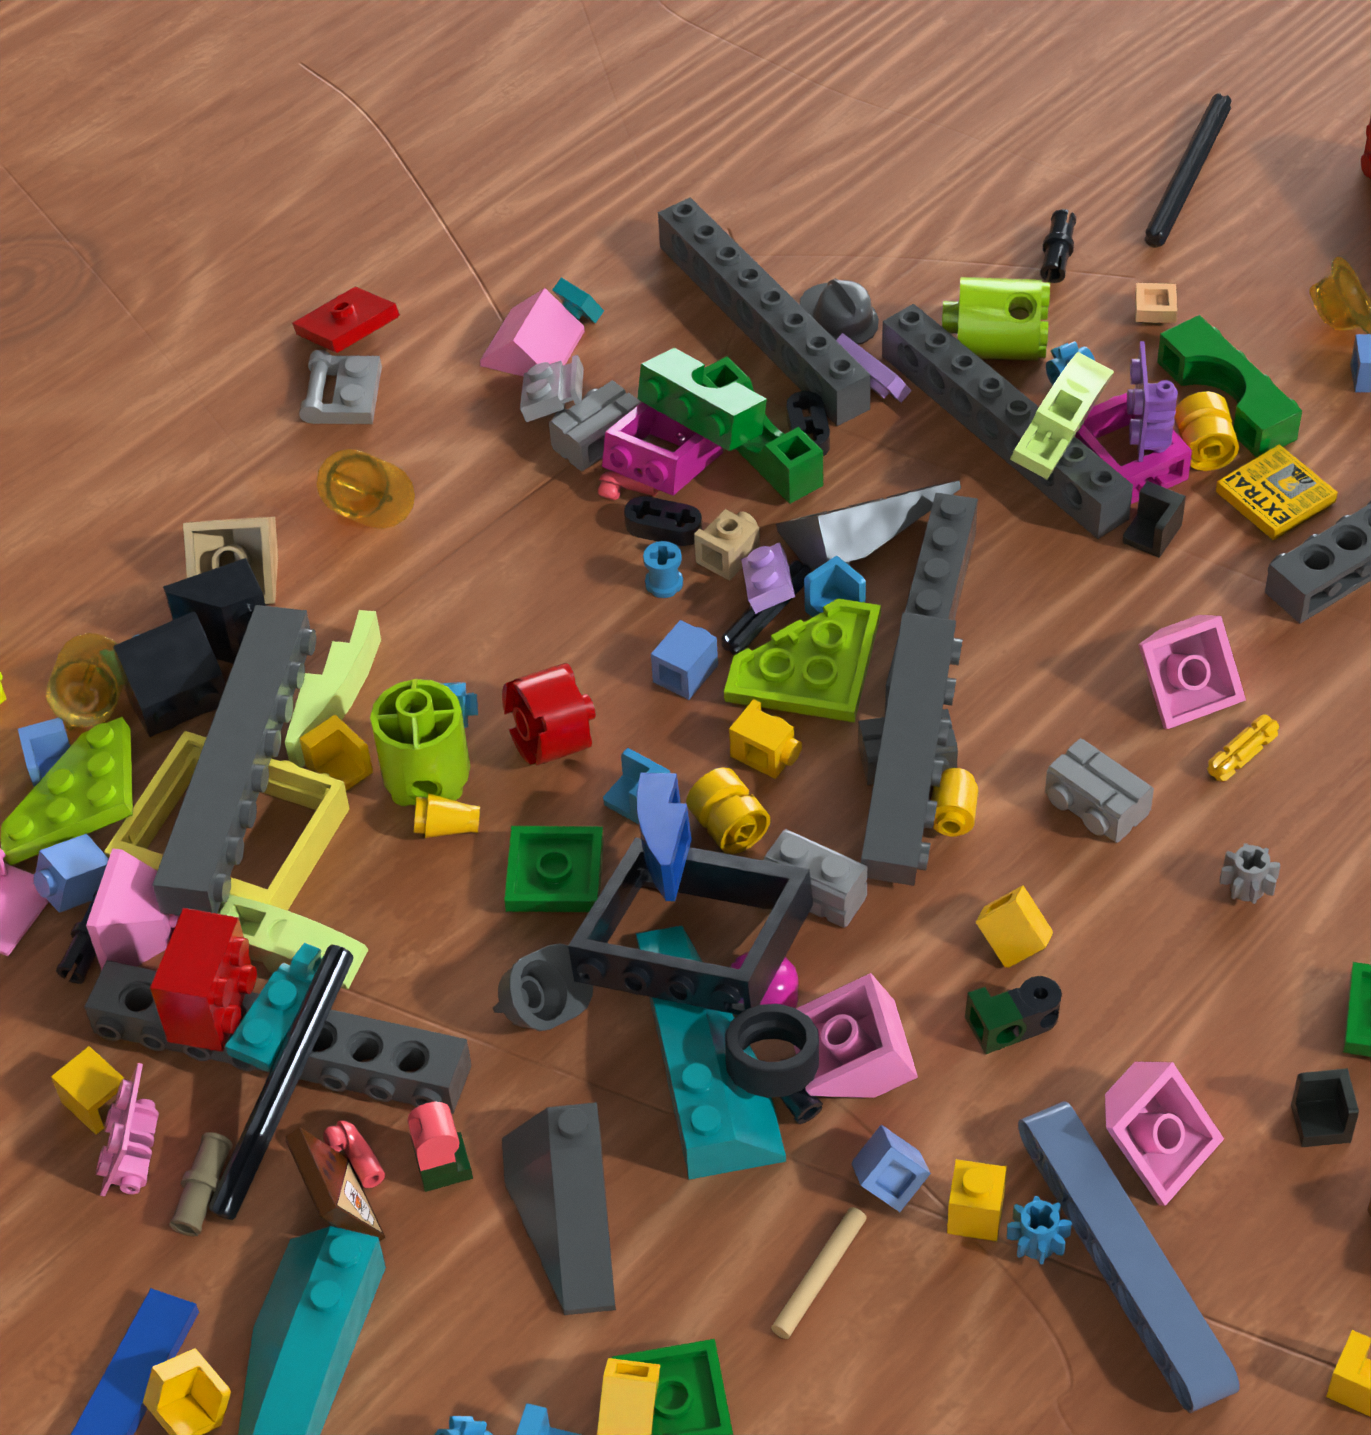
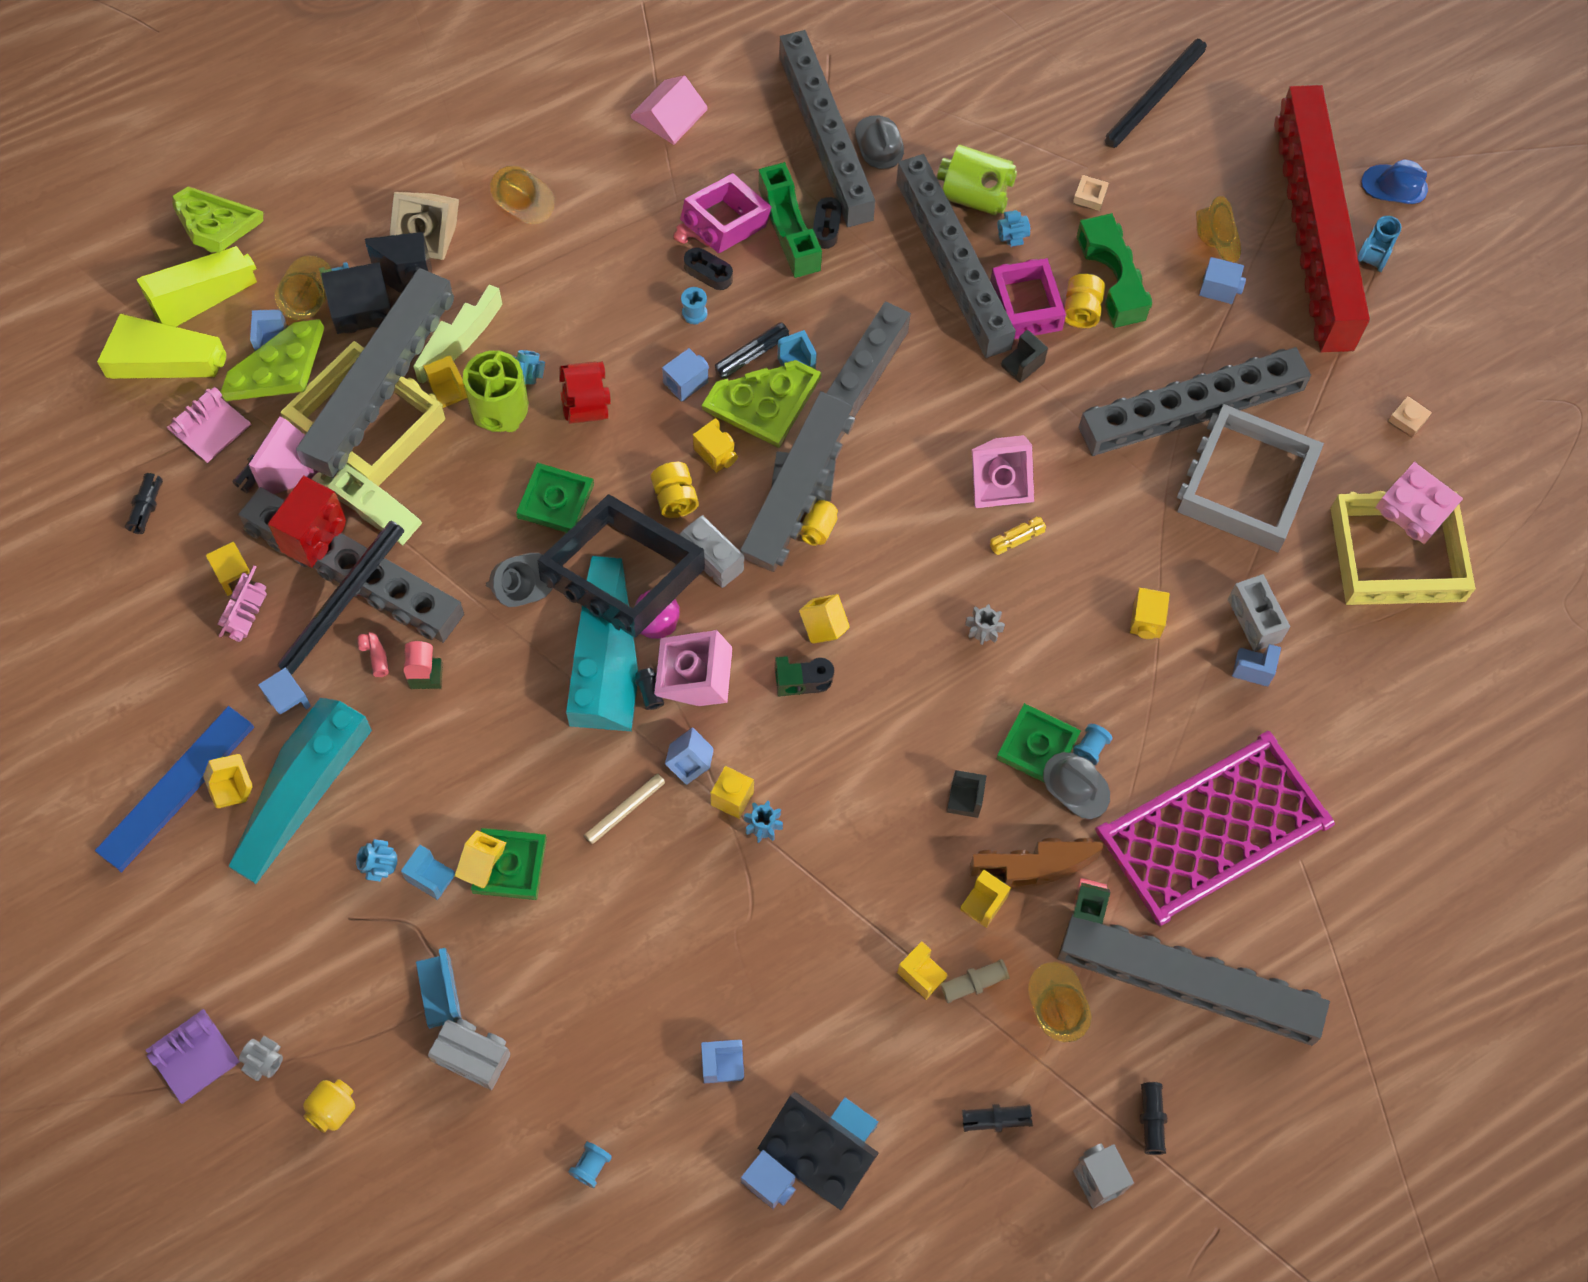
camera: 10 degrees right, 15 degrees up
(70, 872) = (256, 418): medium blue brick -> none
(200, 1184) = (277, 647): dark tan pin -> none
(233, 1242) = (283, 691): none -> medium blue panel
(274, 1010) = (345, 554): teal hinge -> none
(333, 1185) = (351, 675): reddish brown tile -> none
(346, 319) = (551, 61): red plate -> none
(354, 389) = (541, 116): light grey plate -> none
(443, 816) = (498, 443): yellow cone -> none
(550, 386) = (666, 151): light grey plate -> none
(561, 1195) = (488, 717): dark grey wedge -> none
(577, 301) = (706, 88): teal plate -> none
(580, 430) = (678, 184): light grey brick -> none
(623, 794) = (626, 459): dark azure panel -> none
(663, 830) = (623, 496): slope -> none
(722, 415) = (764, 207): green arch -> none
(732, 537) = (743, 297): tan brick -> none
(767, 577) = (757, 331): lavender plate -> none
(779, 1077) = (634, 683): black tyre -> none
(859, 529) = (824, 313): wedge -> none
(882, 379) = (886, 201): lavender plate -> none
(1058, 246) = (1043, 130): black pin -> none
(1061, 415) = (986, 267): yellowish green slope -> none
(1098, 791) = (912, 541): light grey brick -> none
(1129, 1258) = (810, 852): sand blue beam -> none
(1153, 409) = (1042, 282): medium lavender hinge -> none
(1159, 1126) = (859, 777): bright pink slope -> none
(1276, 492) = (1114, 357): yellow tile -> none

